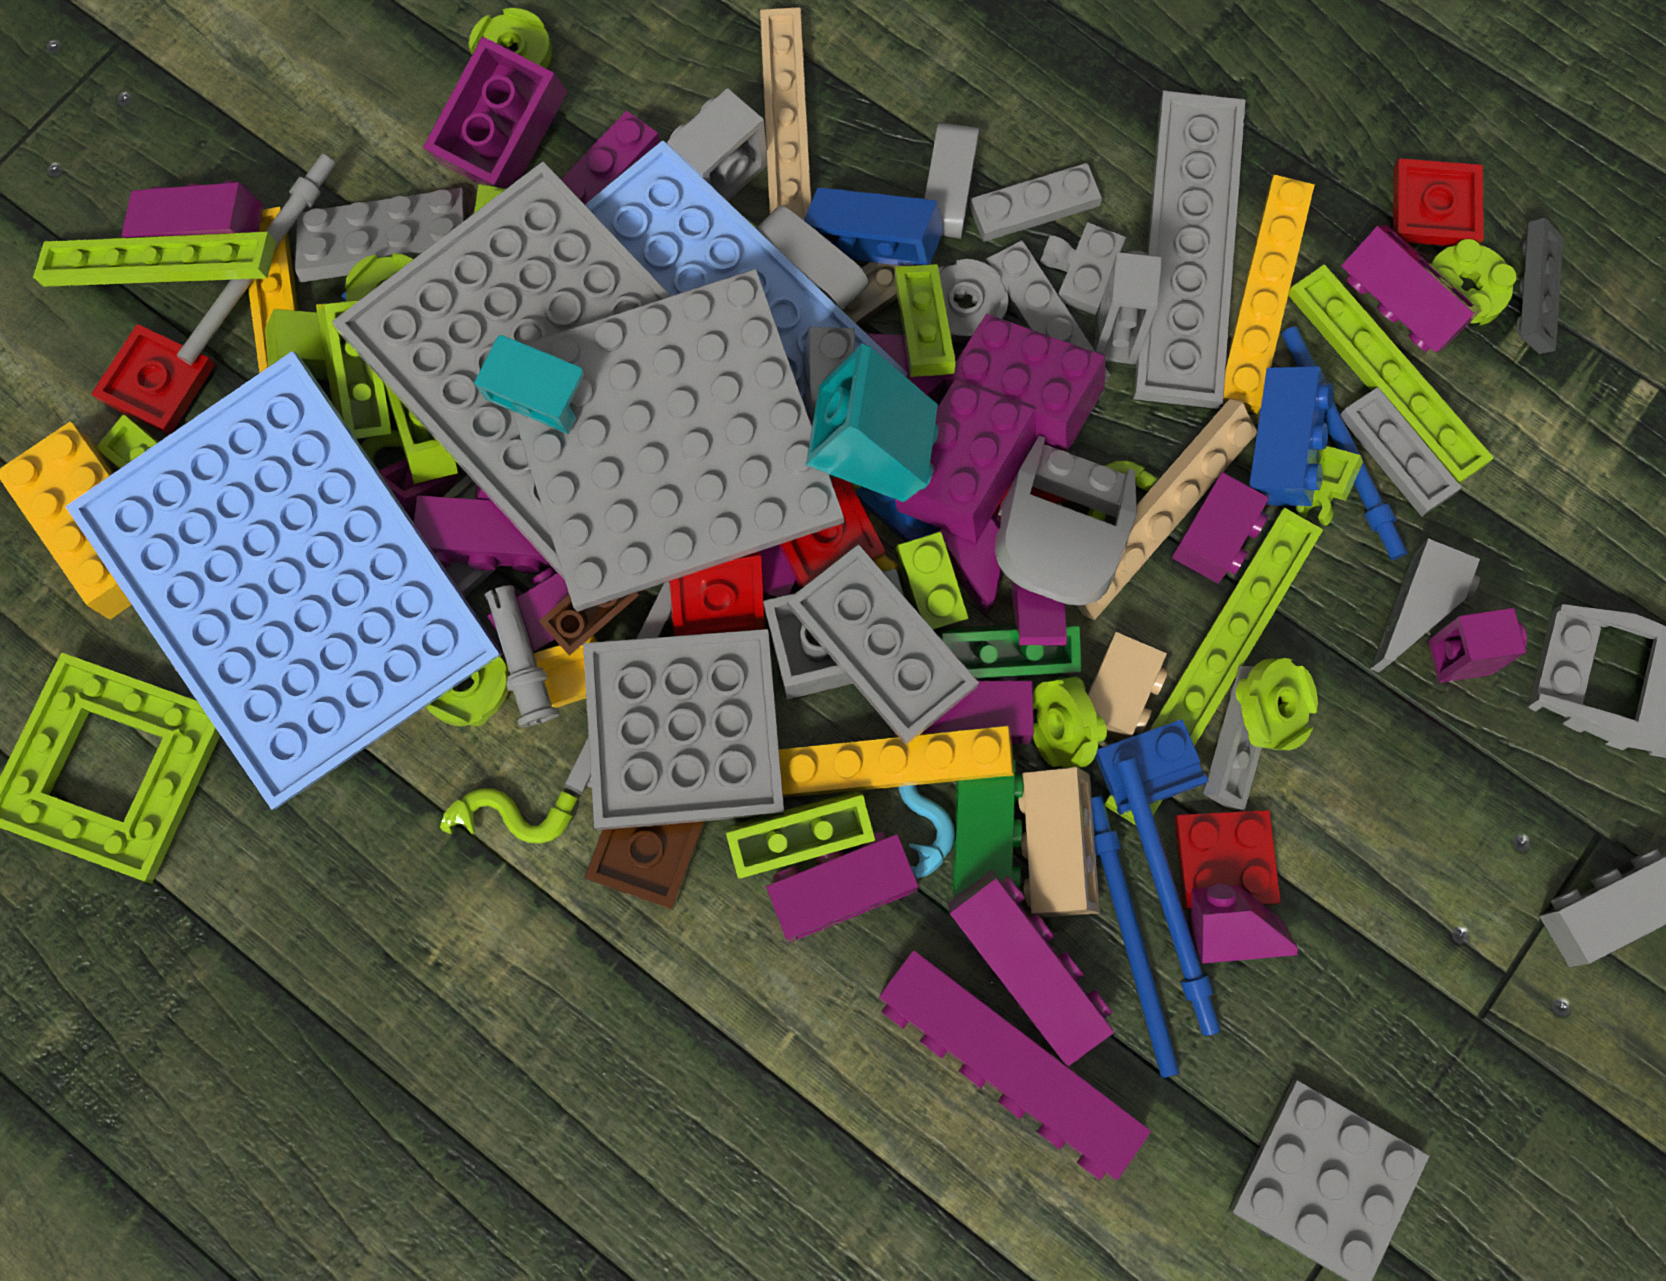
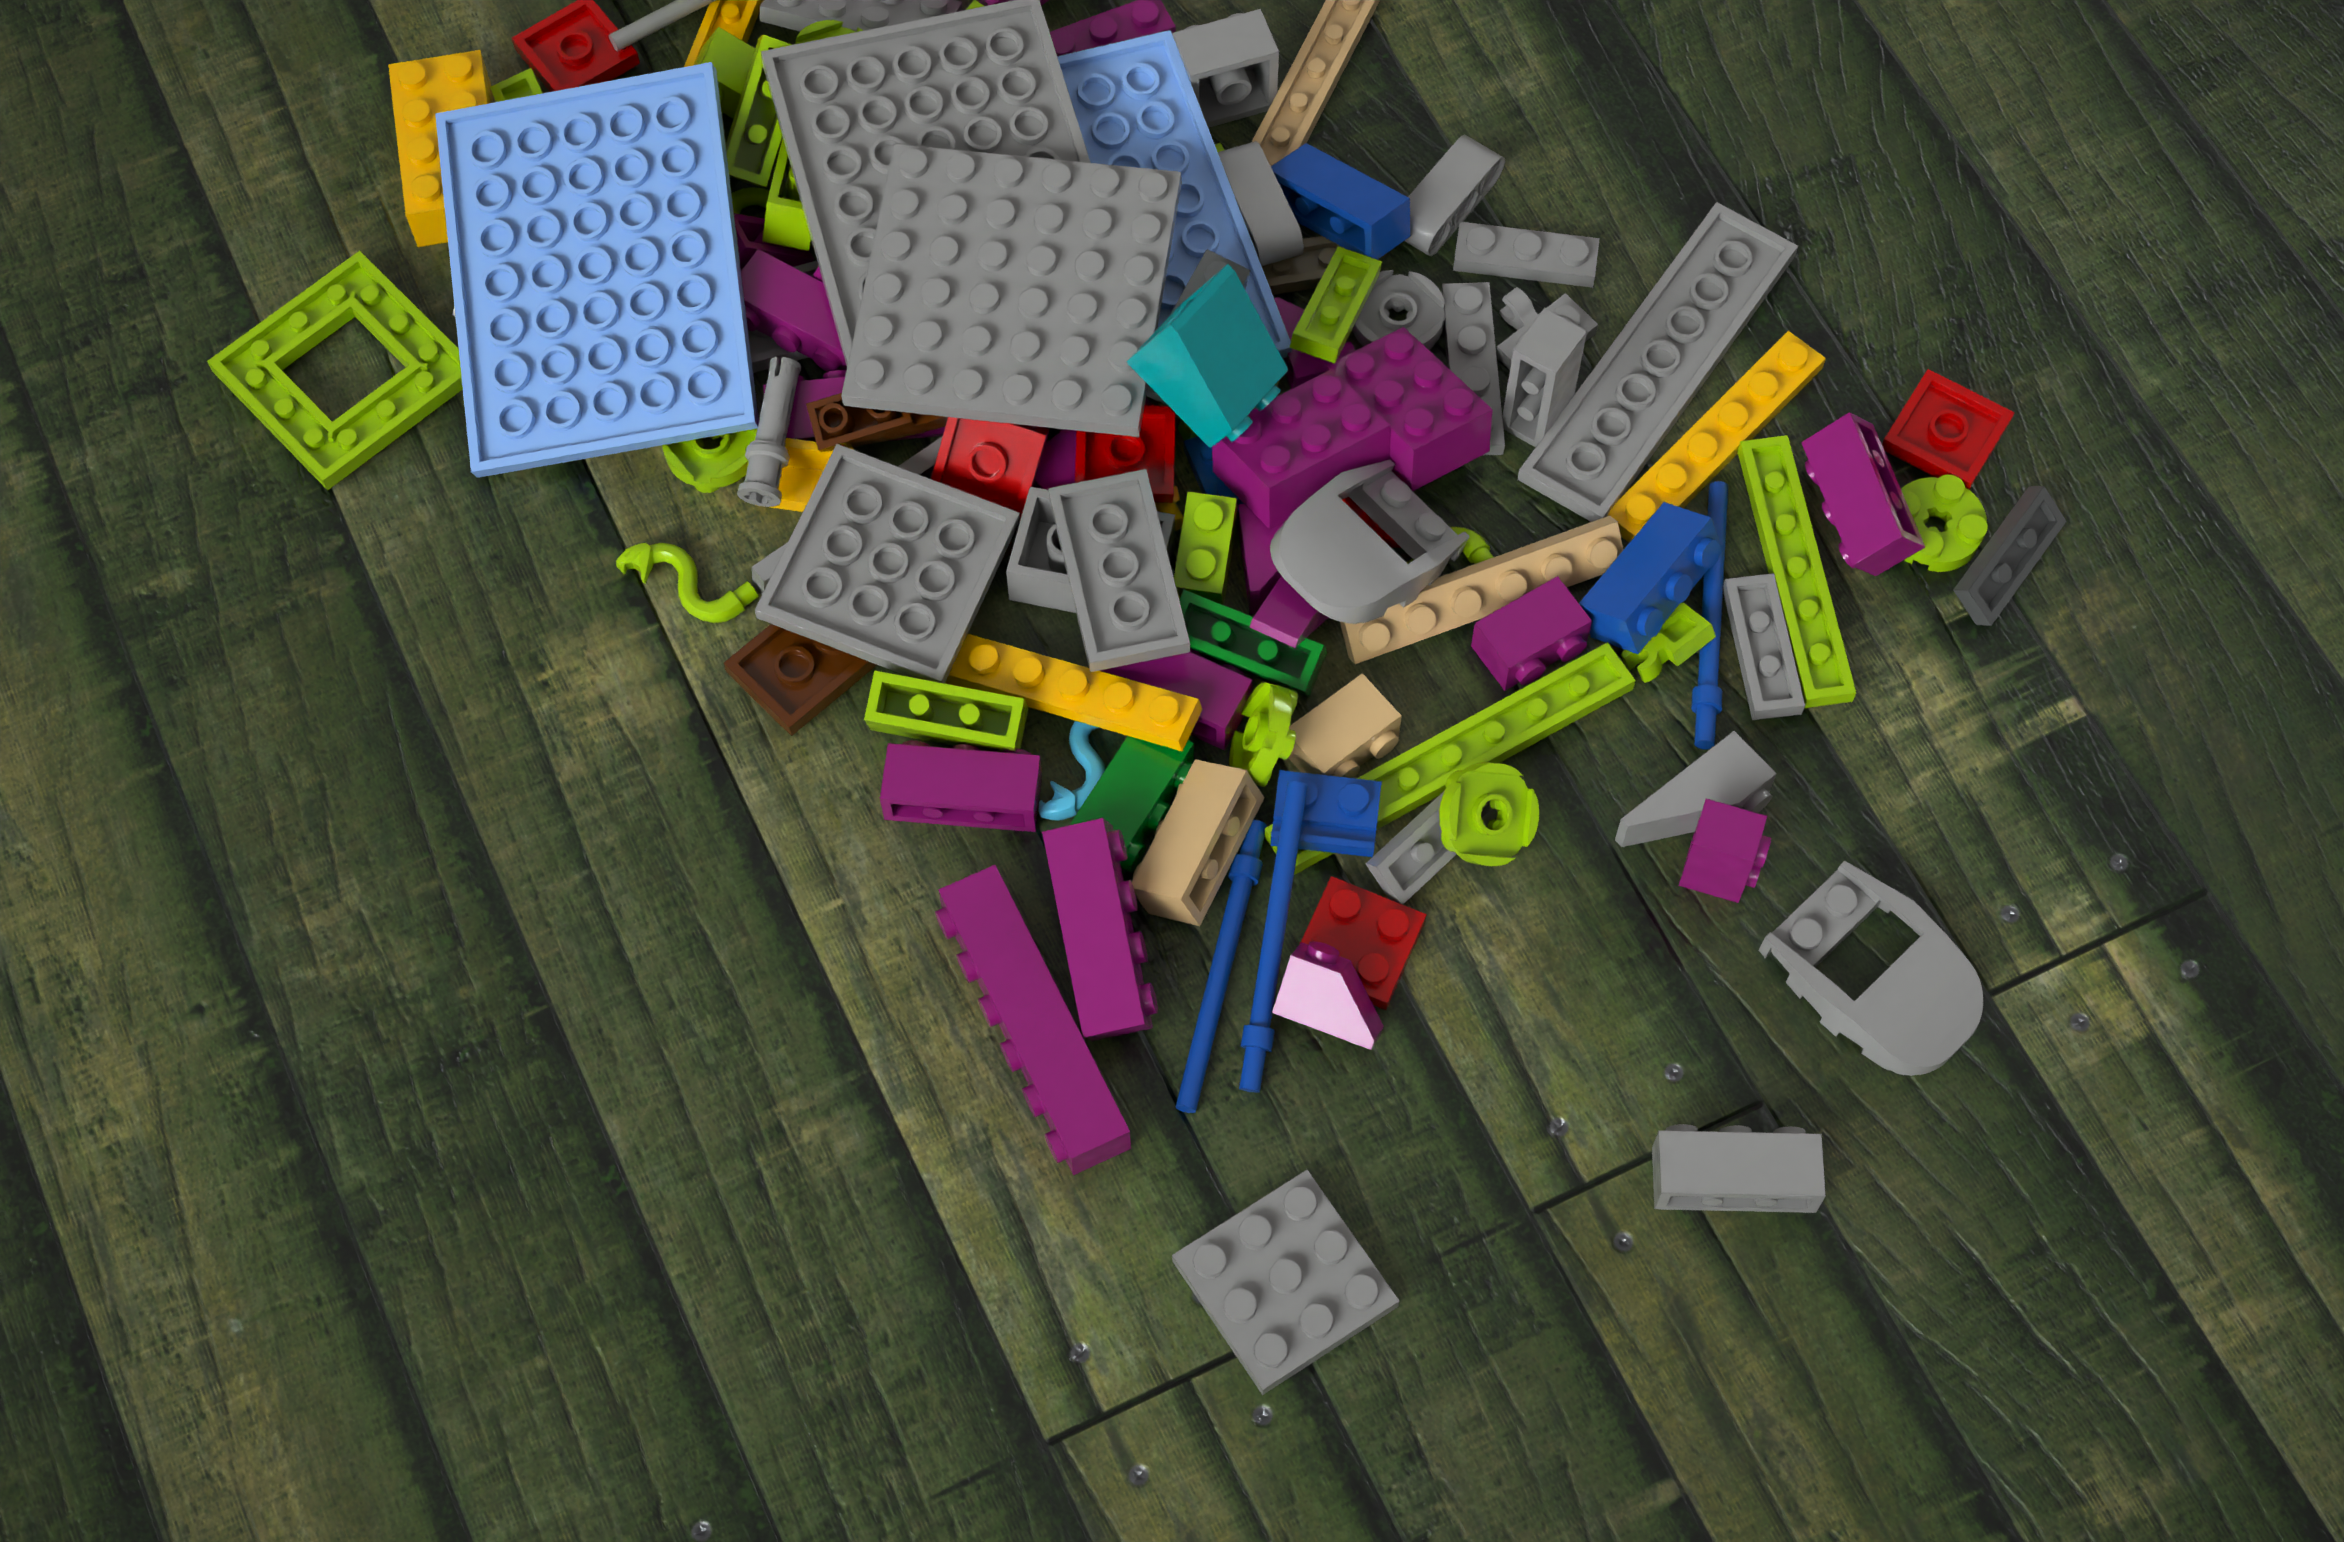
camera: 25 degrees right, 10 degrees down
(530, 383) = (907, 176): teal panel -> none

